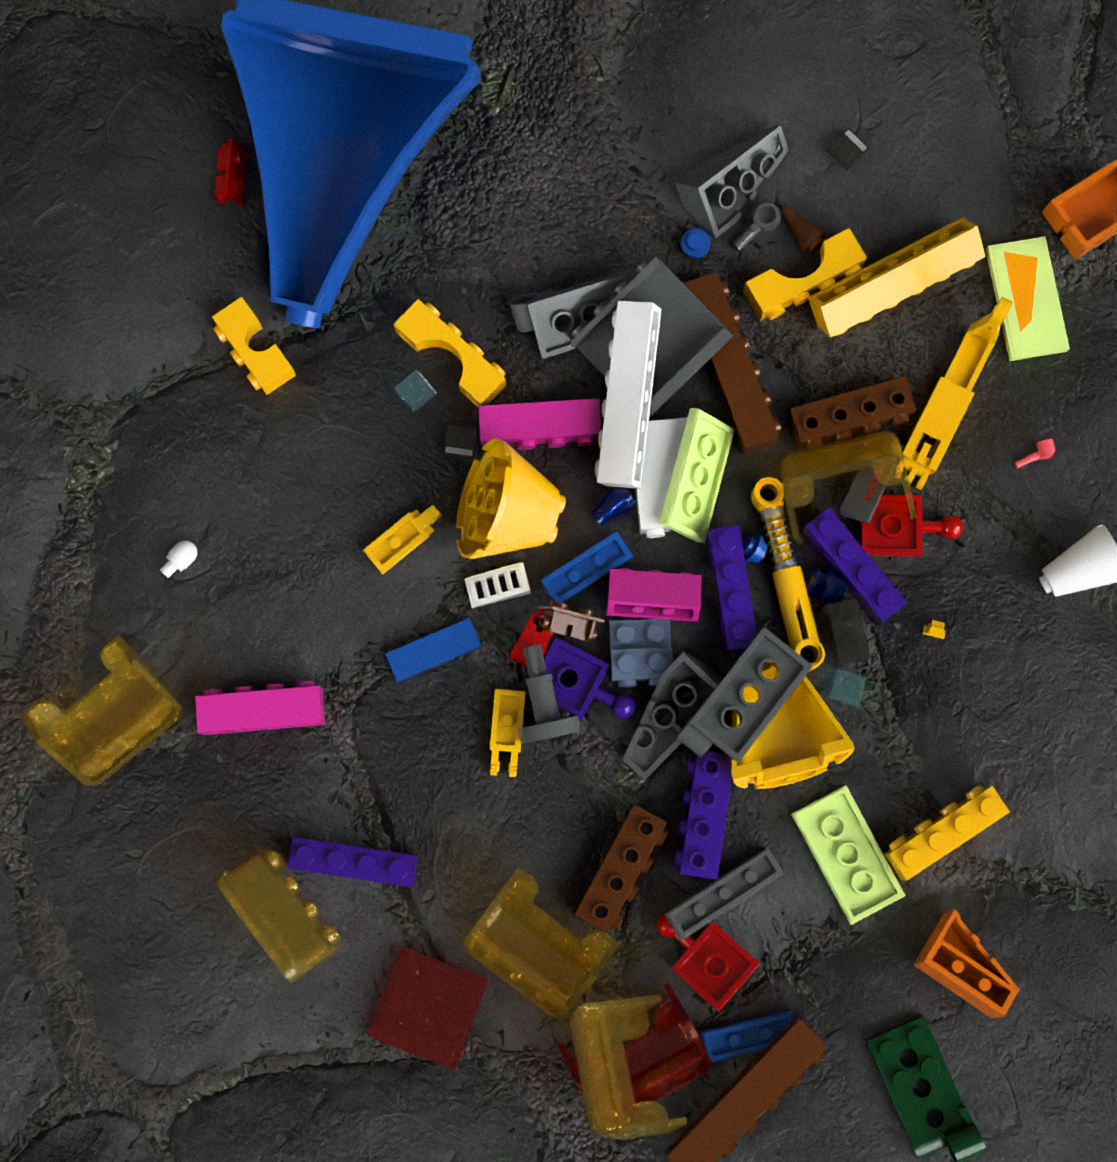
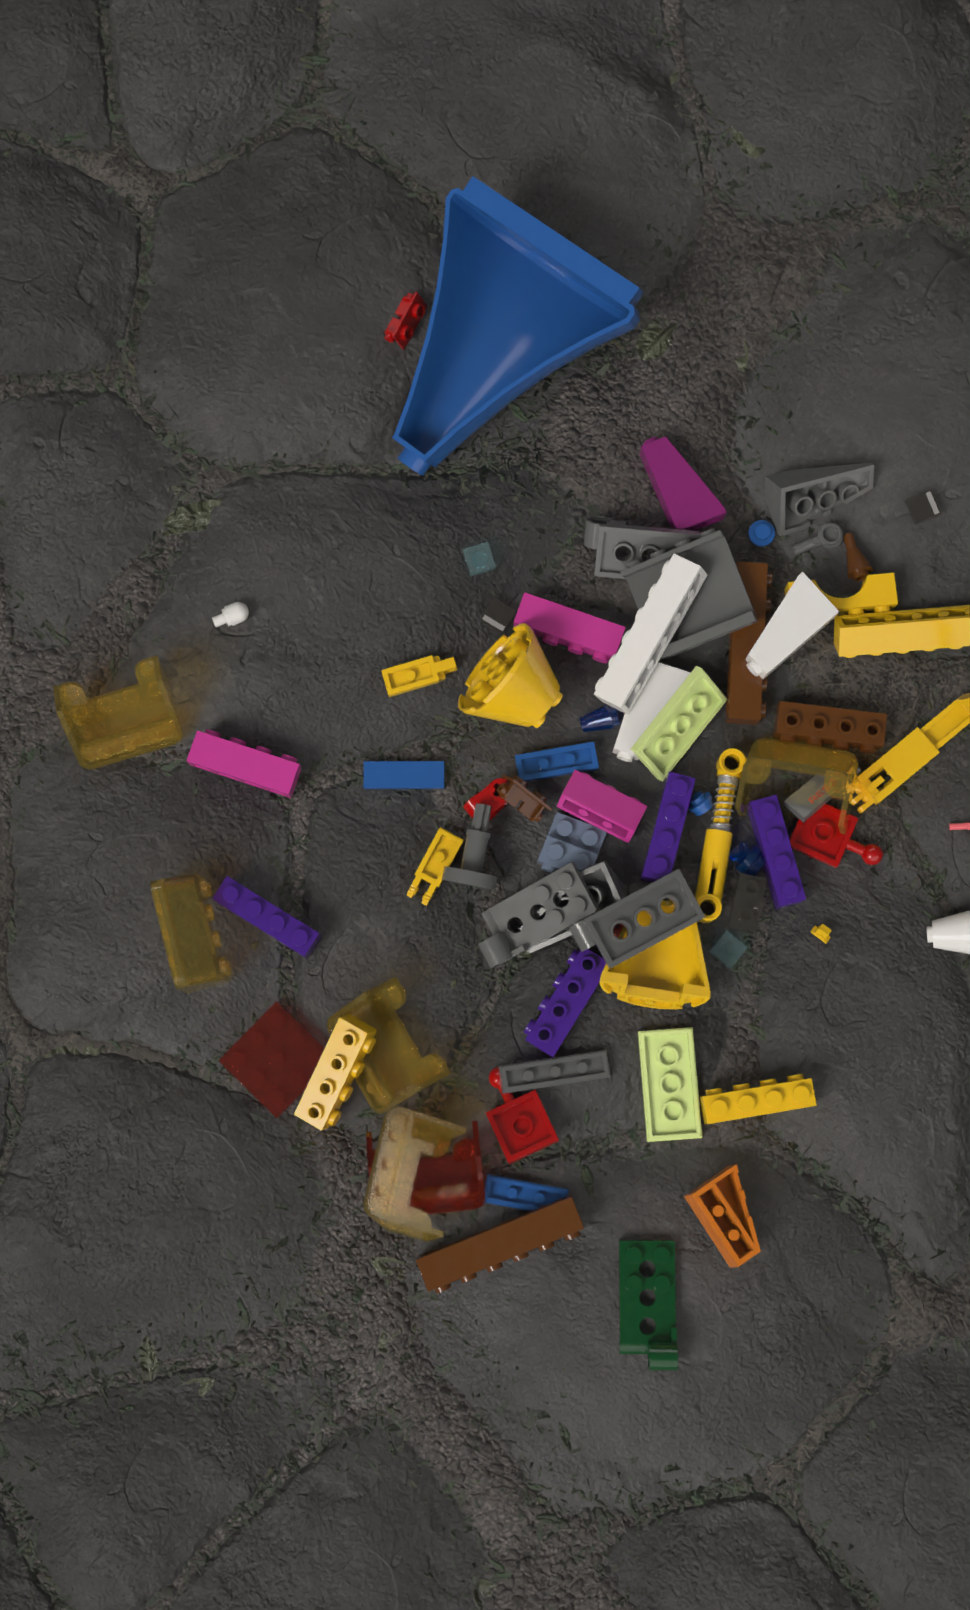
camera: 25 degrees right, 0 degrees up
(238, 325) = (367, 490): yellow arch -> none
(424, 329) = (508, 512): yellow arch -> none
(497, 995) = (335, 1072): none -> yellow brick
(523, 588) = (489, 736): white slope -> none
(590, 674) = (522, 848): dark purple plate -> none
(591, 232) = (679, 489): none -> magenta slope
(620, 779) = (507, 944): none -> dark grey hinge
(621, 868) = (480, 1014): reddish brown brick -> none
(770, 322) = (794, 623): none -> white slope

